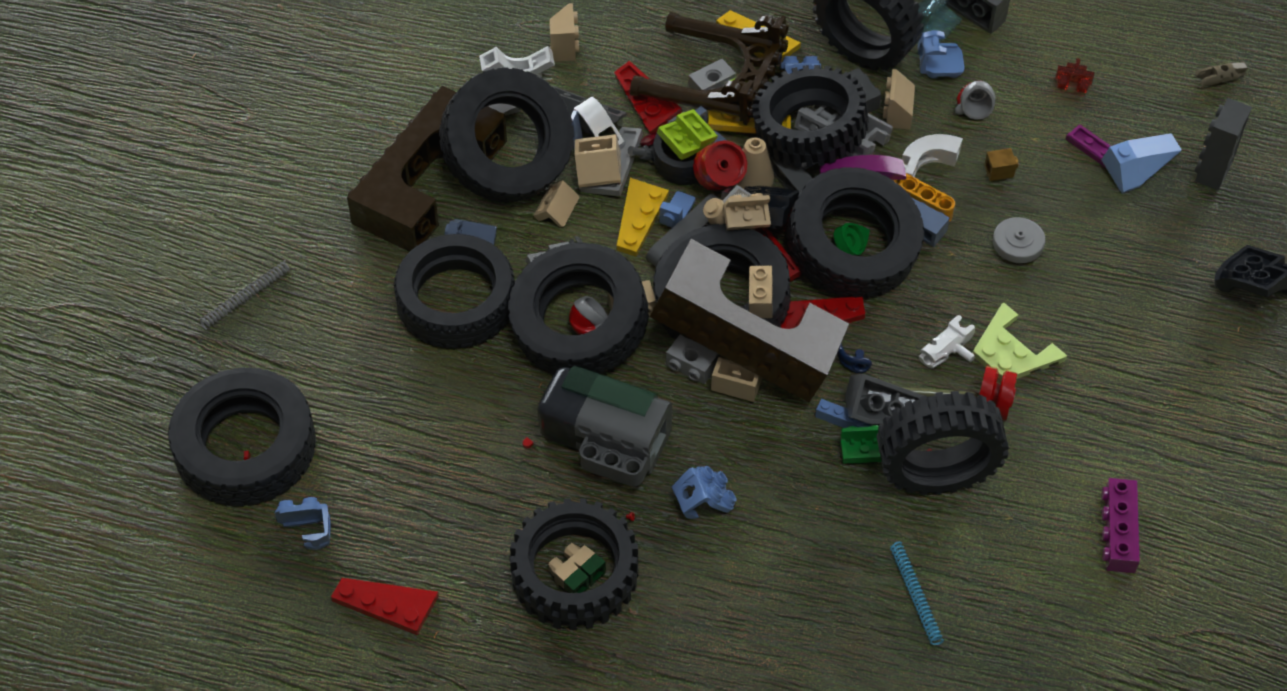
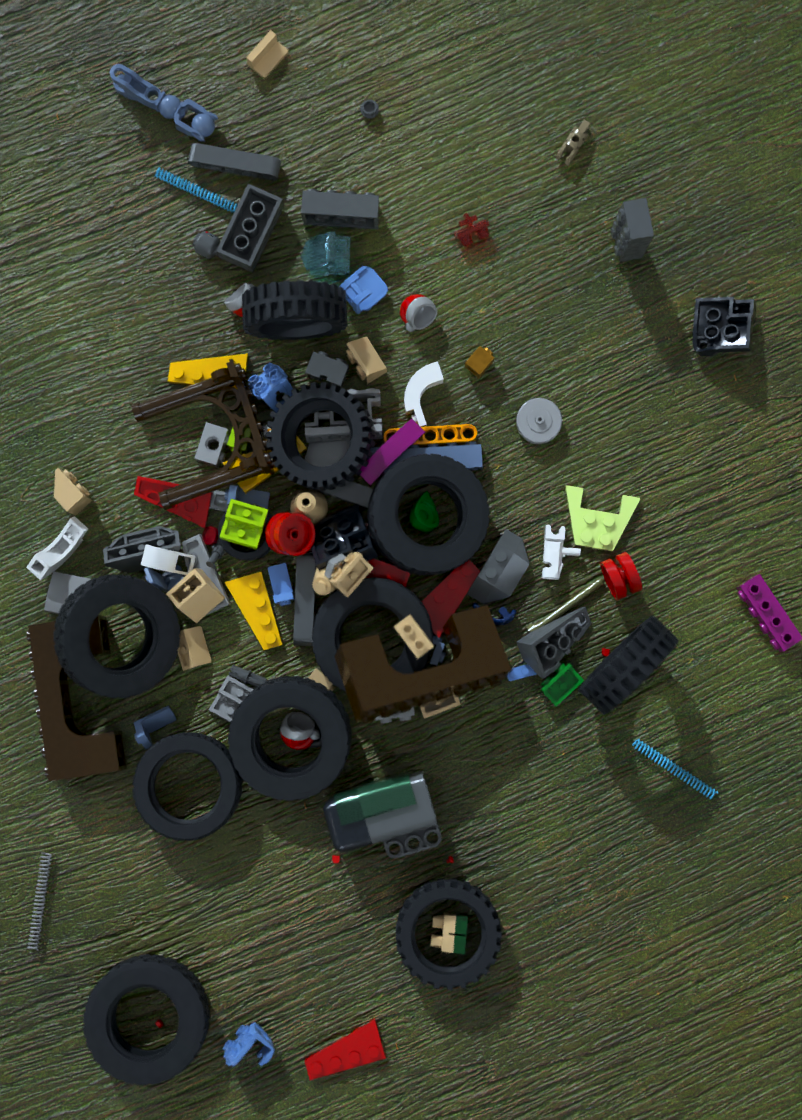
camera: 35 degrees left, 30 degrees up
(708, 488) = (488, 804): medium blue piece -> none
(884, 322) = (501, 570): none -> dark grey wedge
(1088, 143) = (532, 286): magenta tile -> none
(1139, 159) = (571, 279): light blue wedge -> none

